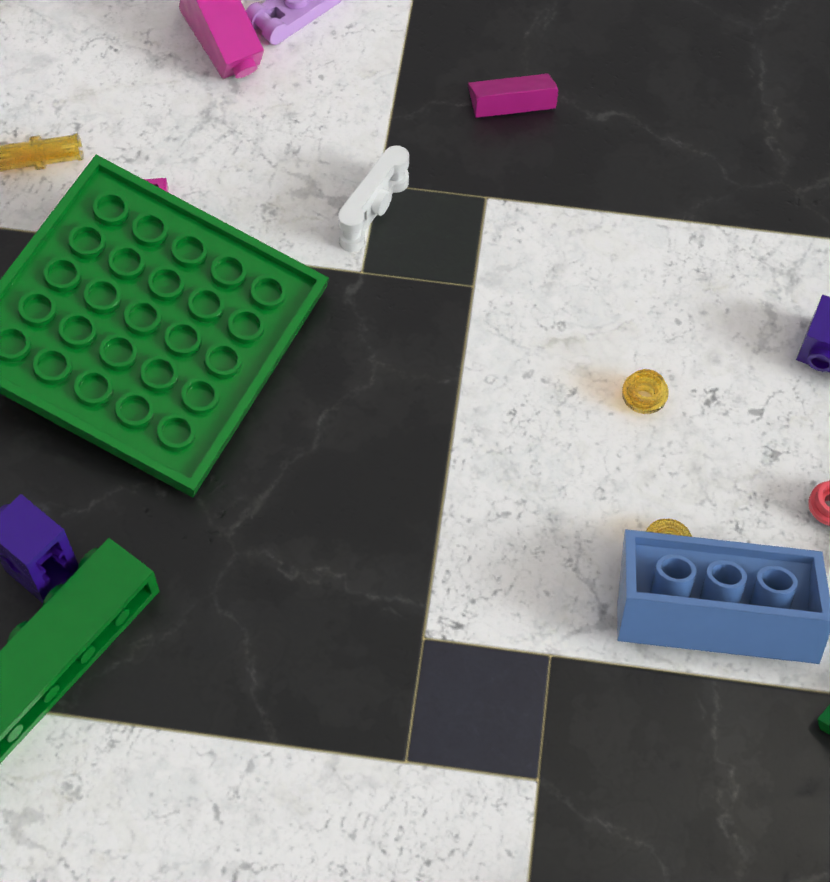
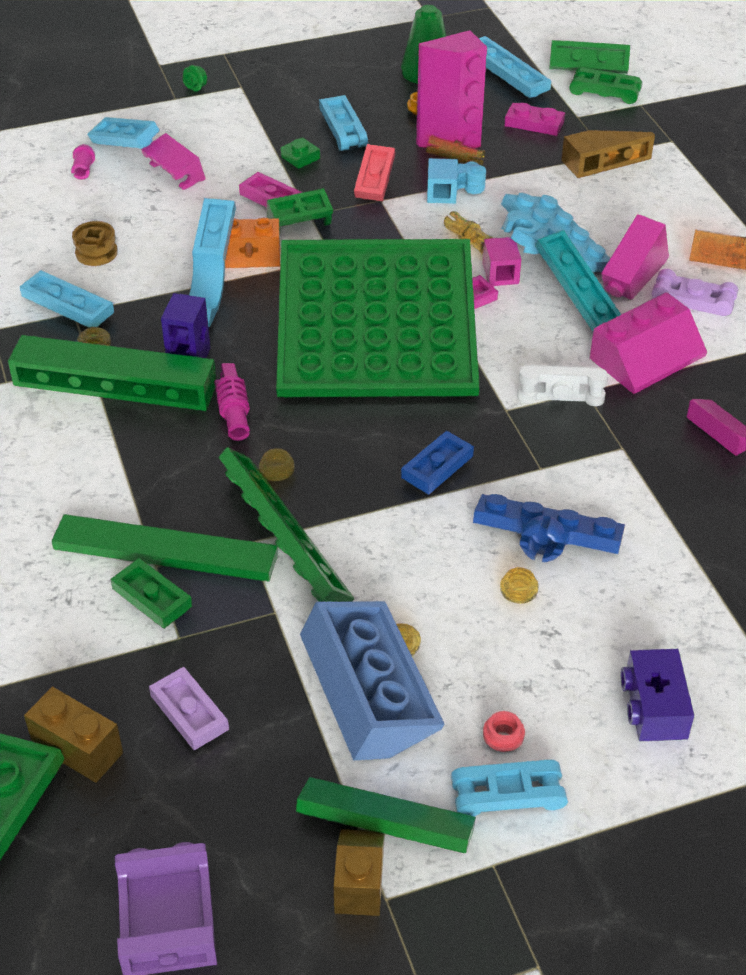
camera: 65 degrees right, 15 degrees down
(108, 72) = (541, 216): none -> medium azure plate
(121, 142) = (501, 261): none -> dark pink brick
(176, 550) = (233, 402): none -> dark pink hinge
(233, 93) = (577, 279): none -> teal tile
(322, 550) = (276, 465): none -> clear yellow plate
(357, 88) = (647, 343): none -> dark pink slope
(384, 742) = (166, 547): none -> green tile
(419, 586) = (290, 535): none -> green plate
(420, 378) = (437, 462): none -> blue plate
(465, 782) = (151, 593): none -> green plate
(576, 323) = (548, 529): none -> blue plate
(668, 809) = (189, 708): none -> lavender plate

